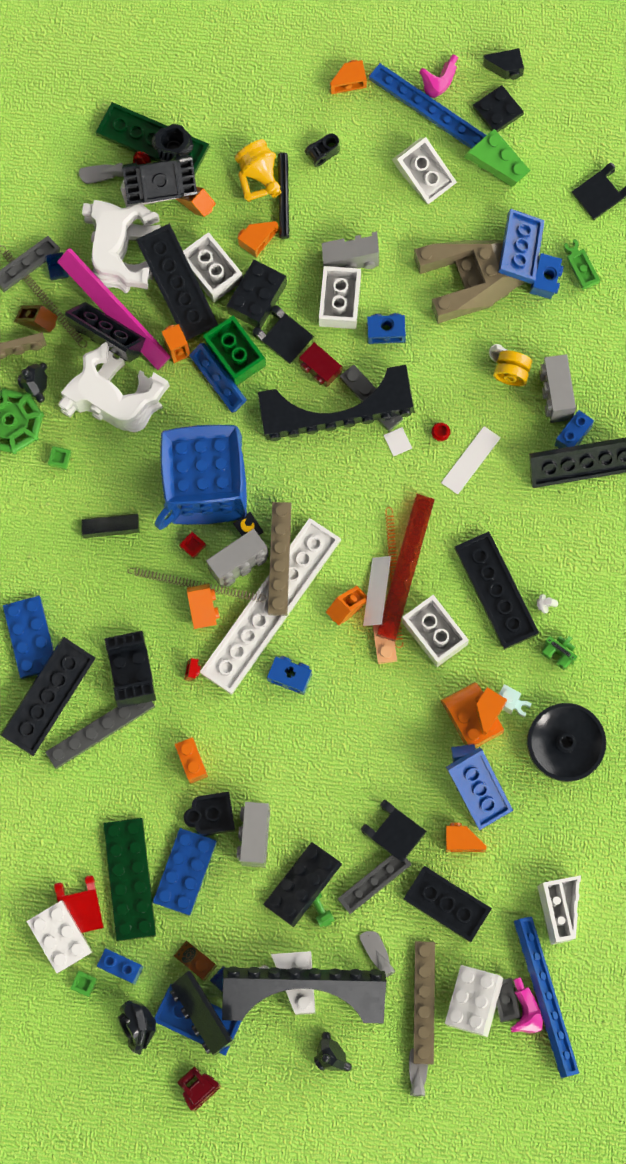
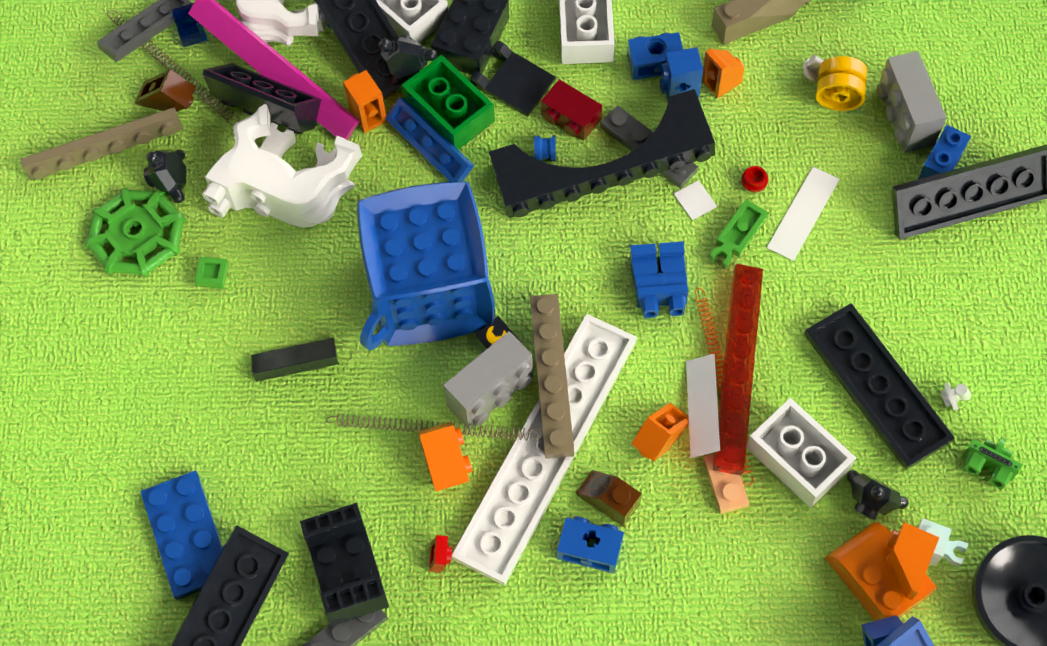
camera: 10 degrees left, 10 degrees down
(192, 545) = (419, 372): red plate -> none
(207, 314) = (404, 57): none -> black rock
(297, 392) = (545, 148): none -> blue wheel
(307, 644) = (610, 496): none -> reddish brown slope
(361, 504) = (662, 288): none -> blue hips
(400, 349) = (681, 72): none -> blue brick
(423, 470) = (739, 232): none -> bright green plate
(431, 348) = (721, 71): none -> orange slope
(478, 664) = (874, 495): none -> black rock

